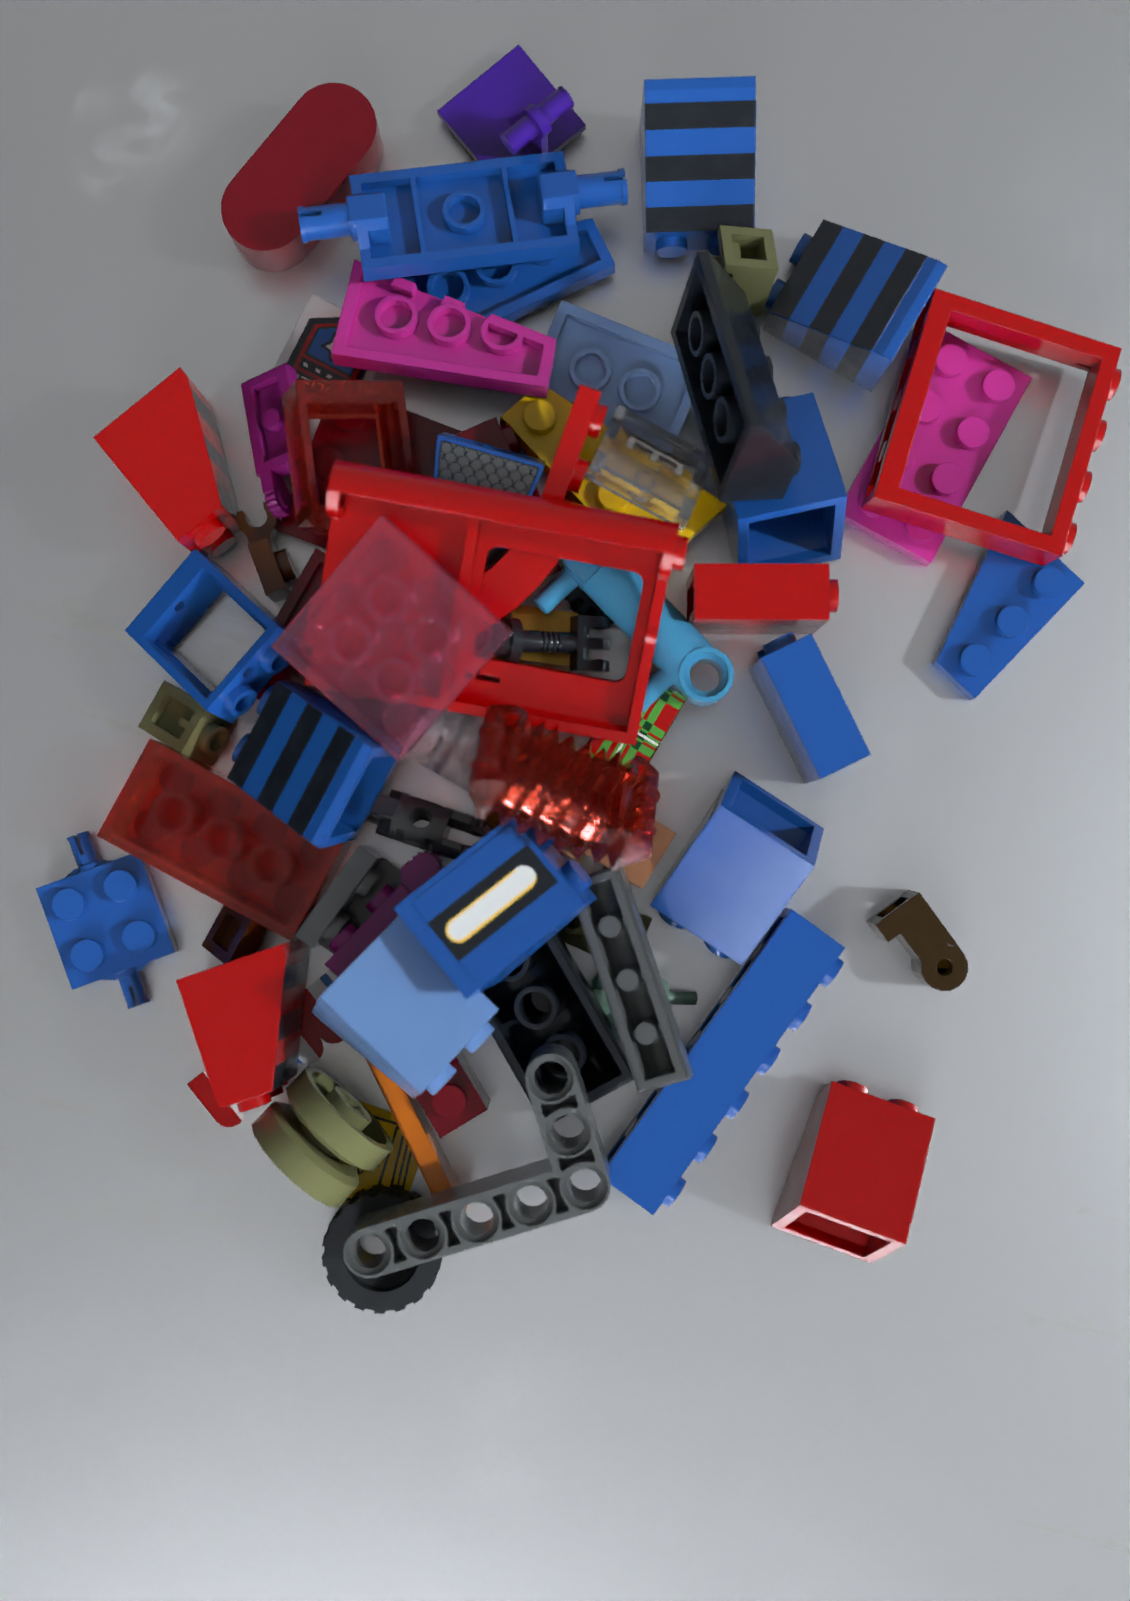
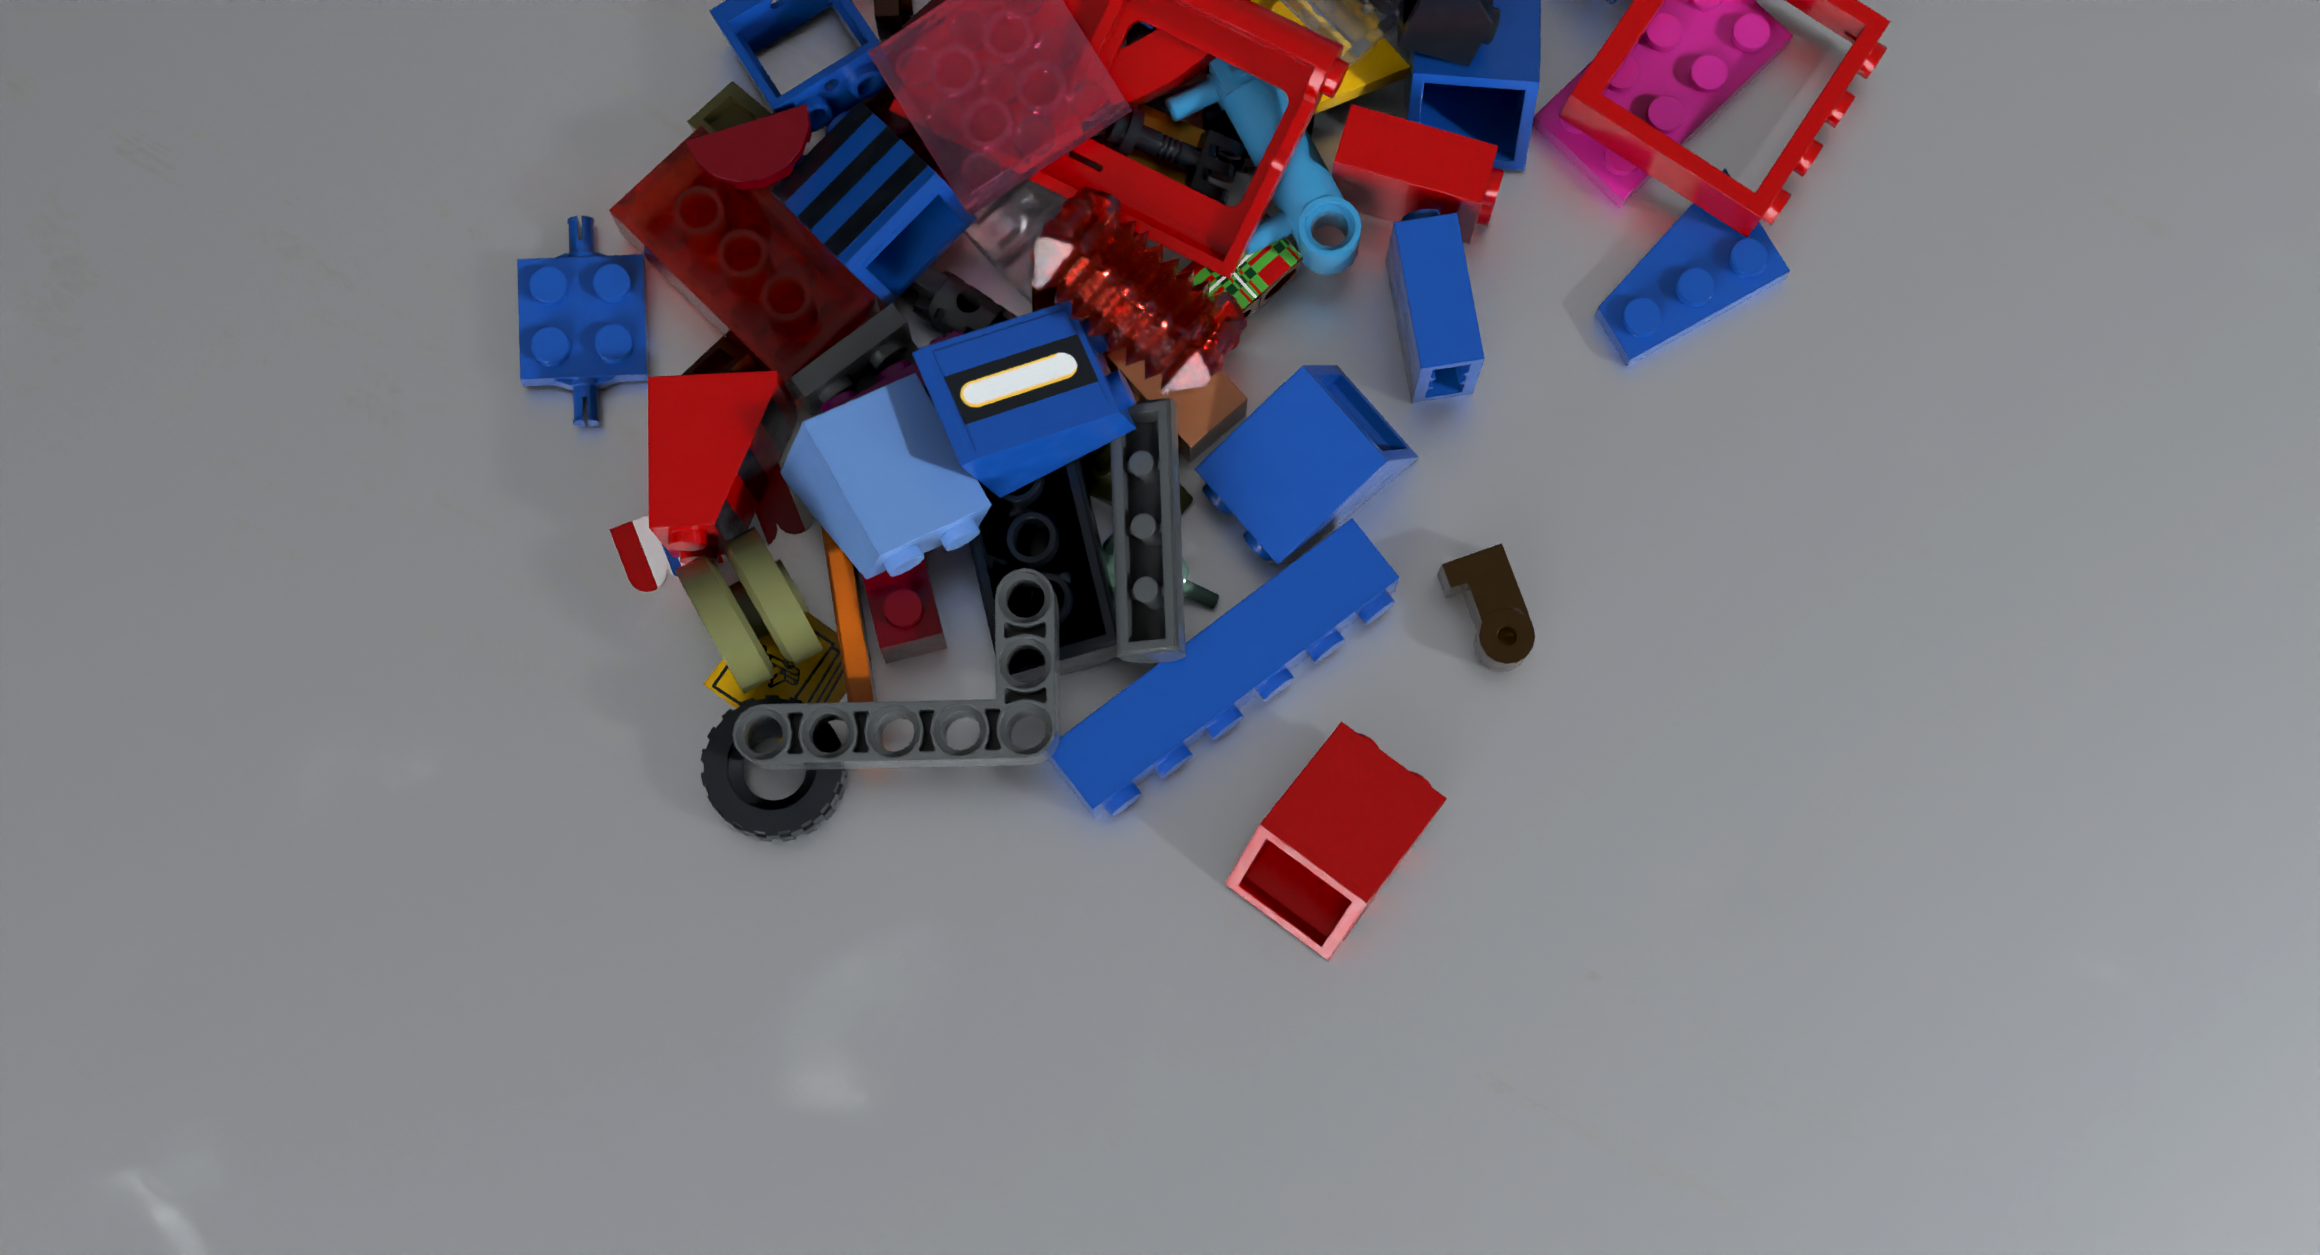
camera: 15 degrees right, 10 degrees down
(203, 751) = (754, 151): none -> dark red tile

